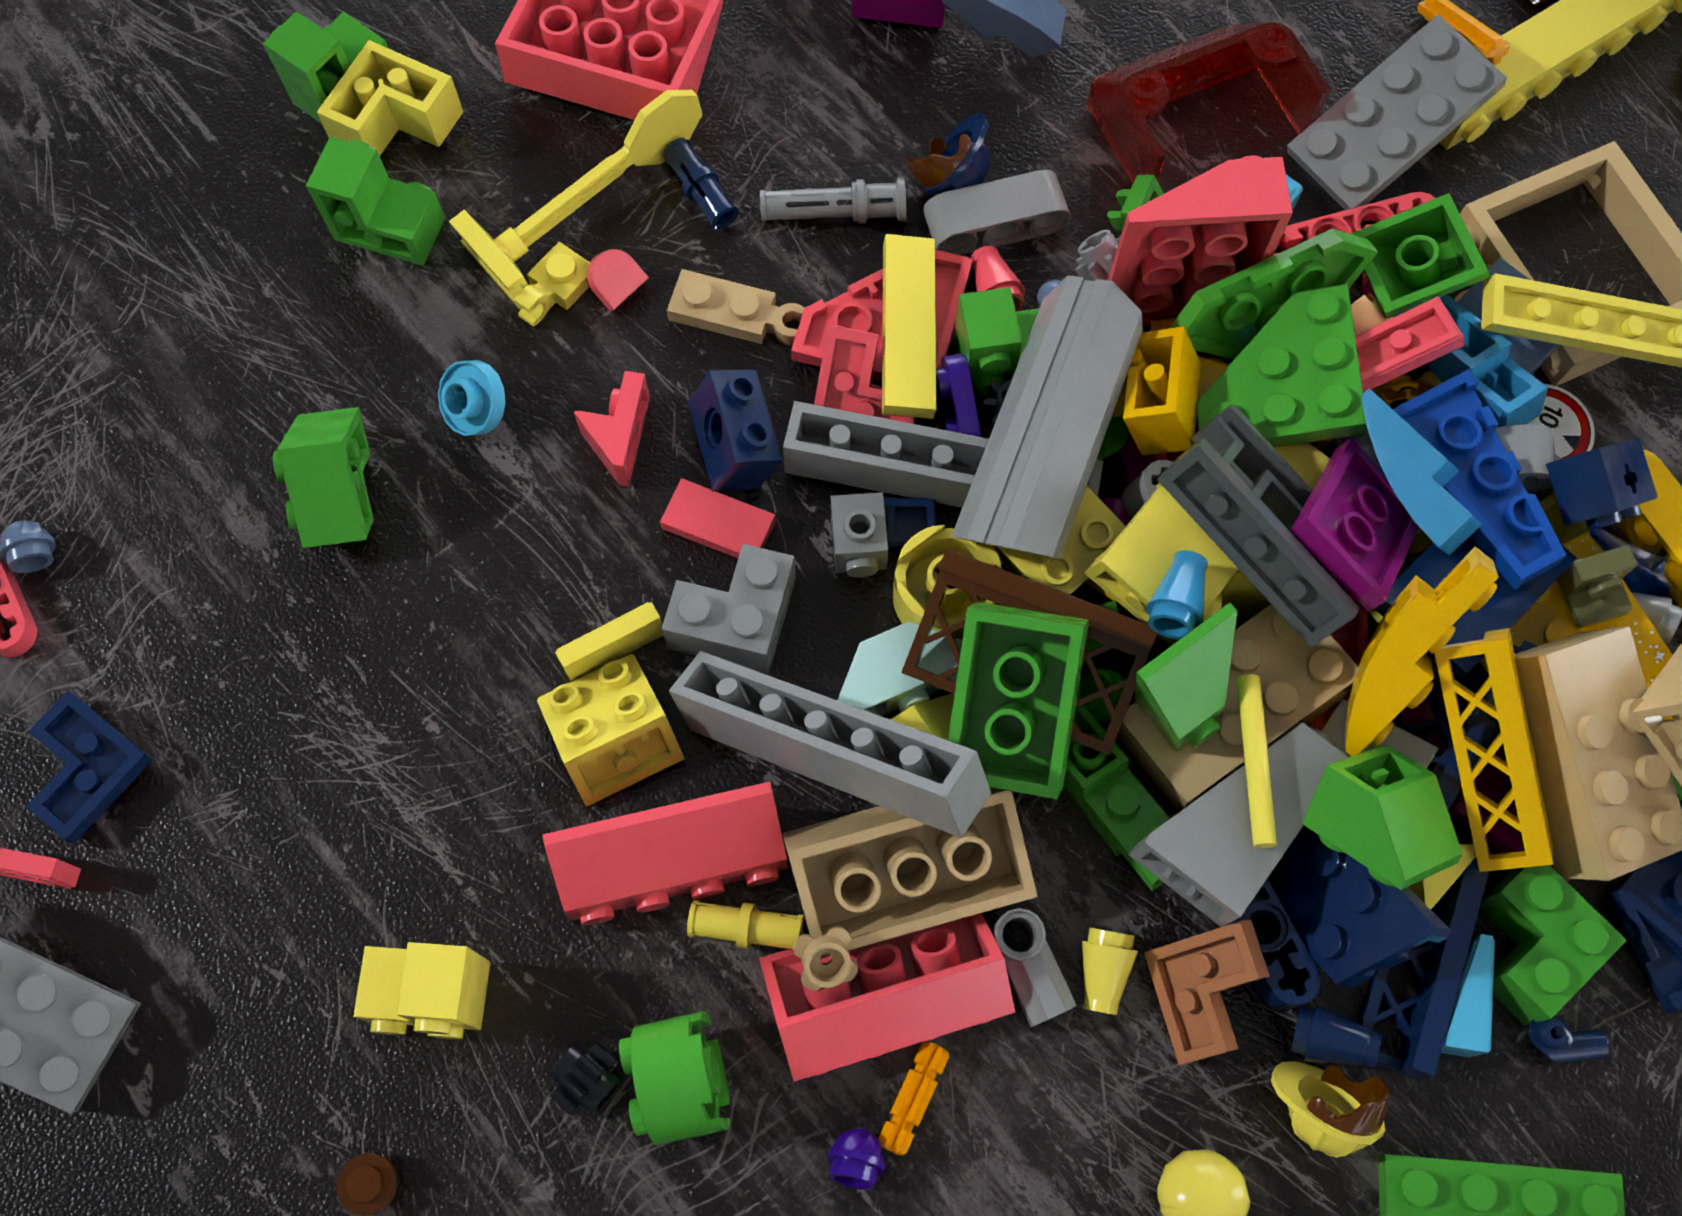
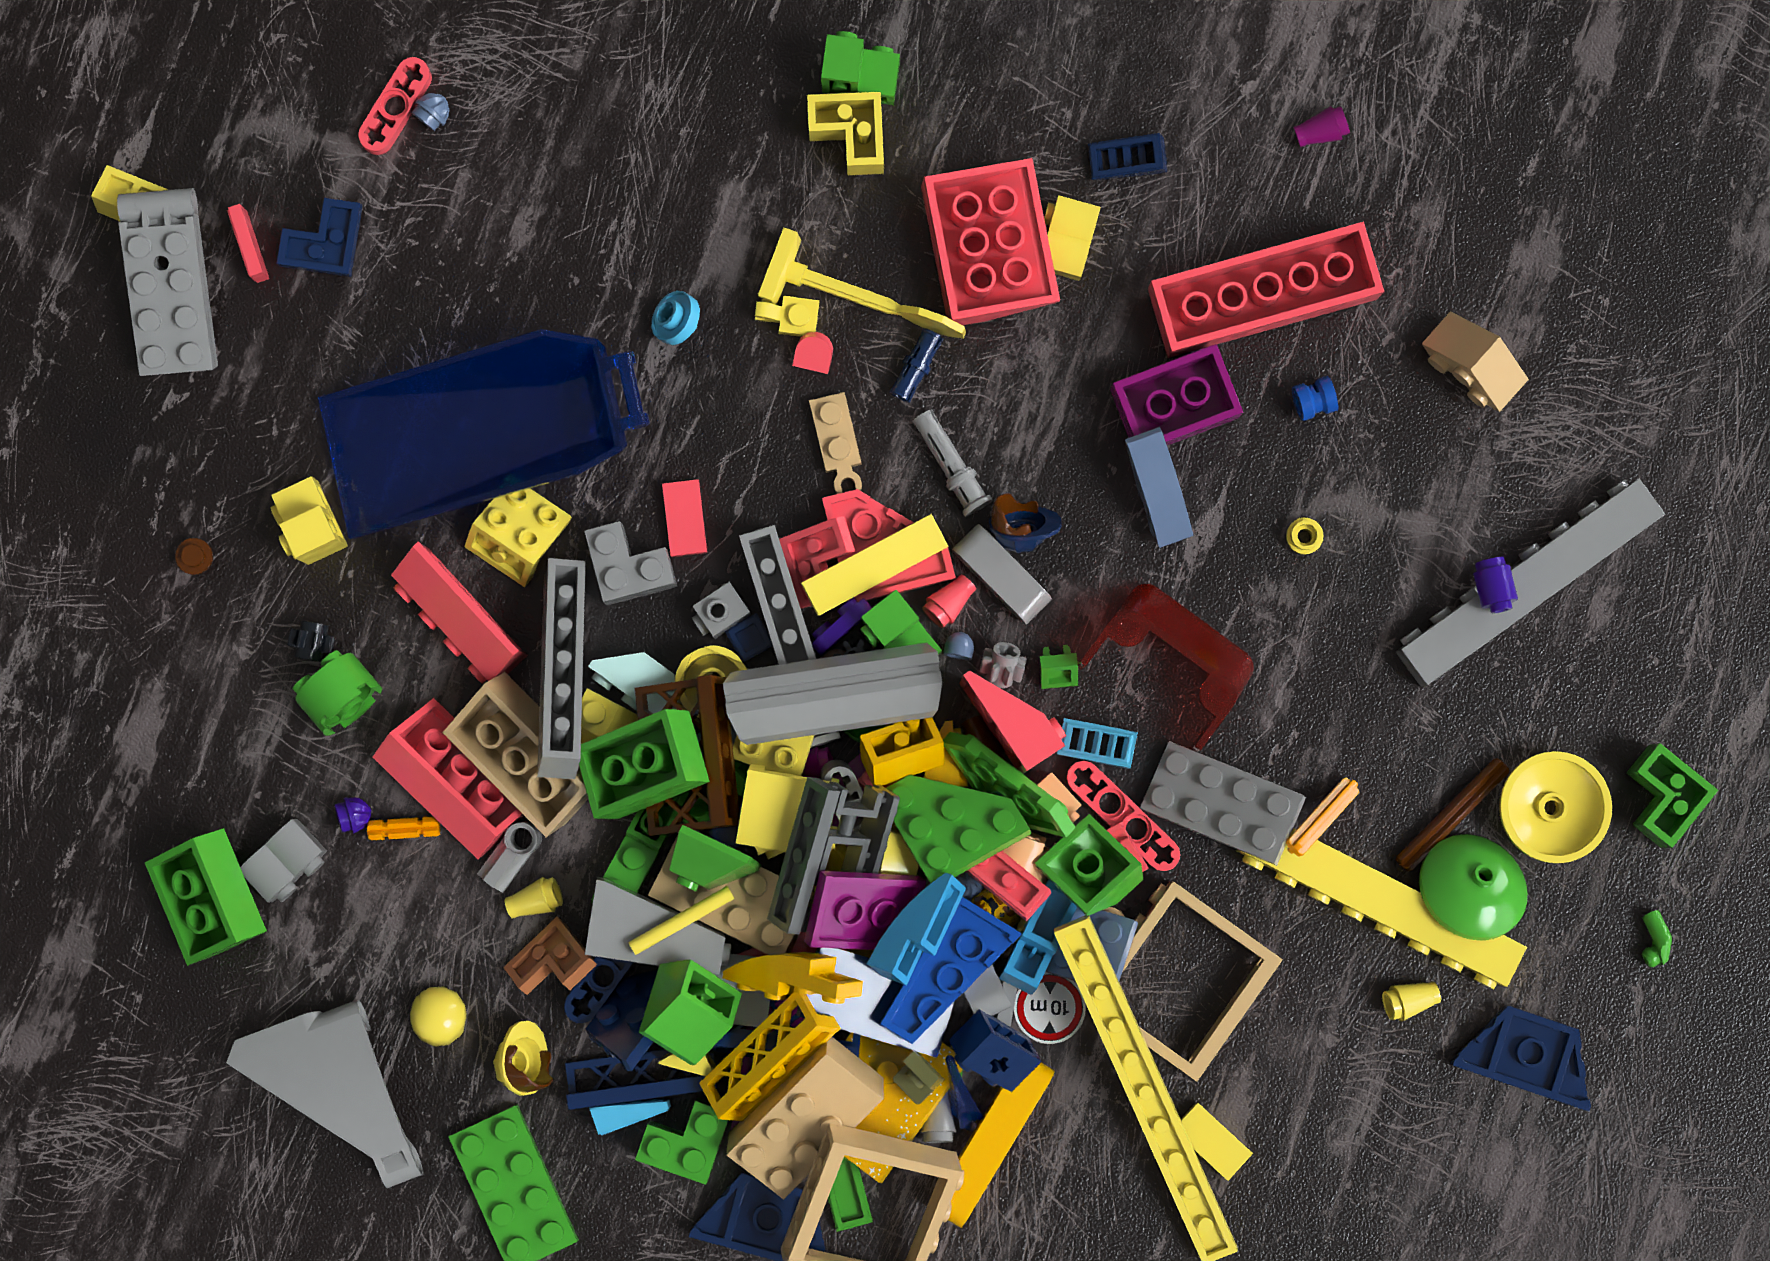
camera: 60 degrees right, 15 degrees up
(324, 477) = (572, 264): bright green brick -> none
(369, 207) = (770, 167): bright green brick -> none
(439, 699) = (476, 427): none -> clear blue windscreen
(610, 641) = (570, 503): light yellow tile -> none
(618, 435) = (698, 426): coral slope -> none
(734, 430) = (743, 495): dark blue brick -> none
(744, 925) = (444, 679): light yellow pin -> none
(830, 974) = (435, 742): tan plate -> none
(1179, 599) = (748, 826): dark azure cone -> none
(1334, 1039) = (563, 1046): dark blue cone -> none
(1564, 1046) = (634, 1177): dark blue arm -> none

